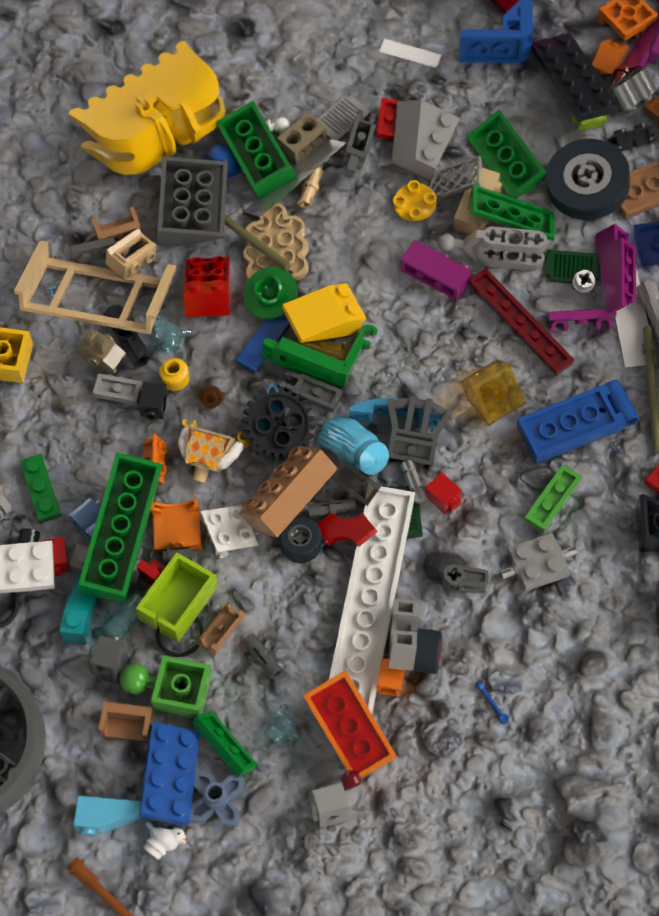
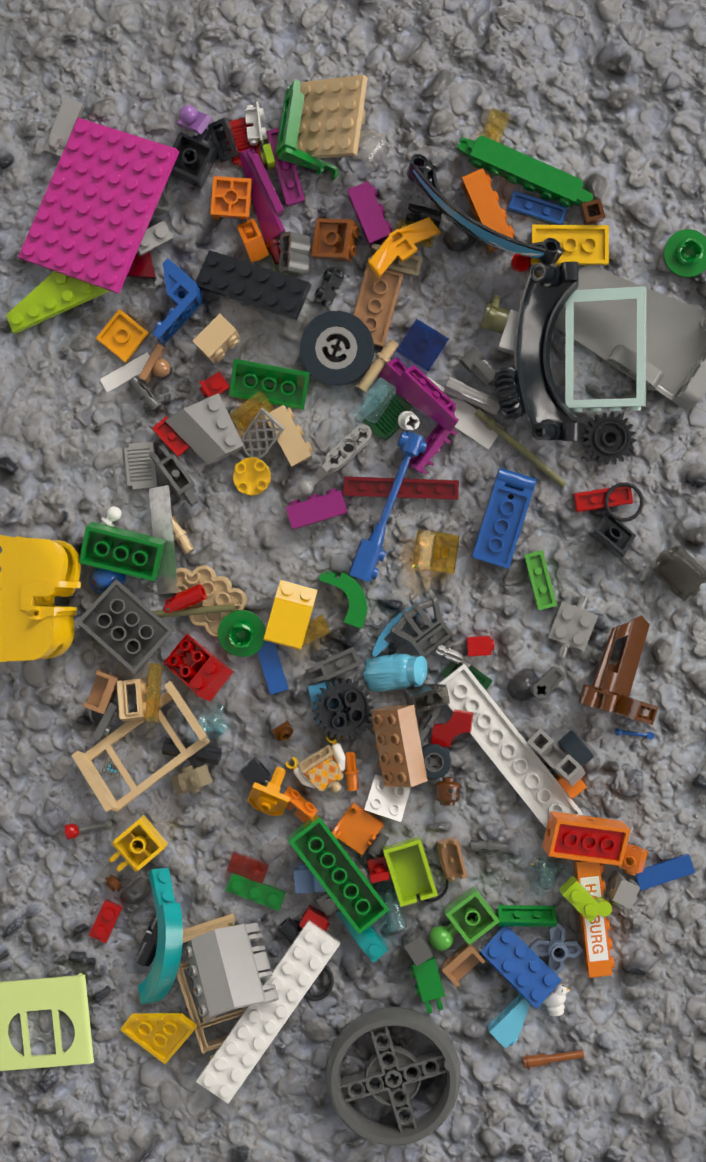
camera: 50 degrees left, 25 degrees up
(57, 465) = (247, 867): none -> clear red hinge
(81, 704) = (428, 983): none -> green hinge
(117, 389) = (226, 788): light grey plate -> none
(140, 426) = (268, 798): none -> light orange piece
(152, 265) = (153, 693): none -> clear yellow tile
(174, 374) = (249, 745): yellow head -> none
(225, 479) = (351, 772): none -> orange axle
(261, 225) = (186, 598): none -> red piece
(277, 807) = (594, 934): none -> orange brick
(282, 573) = (447, 791): none -> reddish brown head
(288, 768) = (584, 901): none -> lime hinge
(304, 140) = (141, 508): dark tan brick -> none
(314, 363) = (321, 649): green hinge -> none
(350, 780) = (623, 869): dark red hinge -> none
(370, 796) = (634, 859): none -> orange brick
(383, 843) = (665, 871): none -> blue tile
(384, 365) = (357, 601): none -> green arch
(405, 74) = (144, 393): none -> dark grey pin
(436, 27) = (122, 336): none -> light orange tile
(436, 63) = (155, 365): none -> medium nougat tile
(442, 337) = (371, 550): none -> blue bar
(461, 151) = (247, 411): none -> clear yellow hinge
(468, 118) = (214, 385): none -> red bracket
(503, 85) = (217, 339): none -> tan brick
(510, 211) = (321, 425): green slope -> none
(517, 678) = (636, 709): none -> reddish brown arch
(522, 643) = (617, 678): none -> reddish brown panel
(577, 243) = (377, 400): none -> clear light blue slope
(602, 223) = (382, 358): none -> tan pin

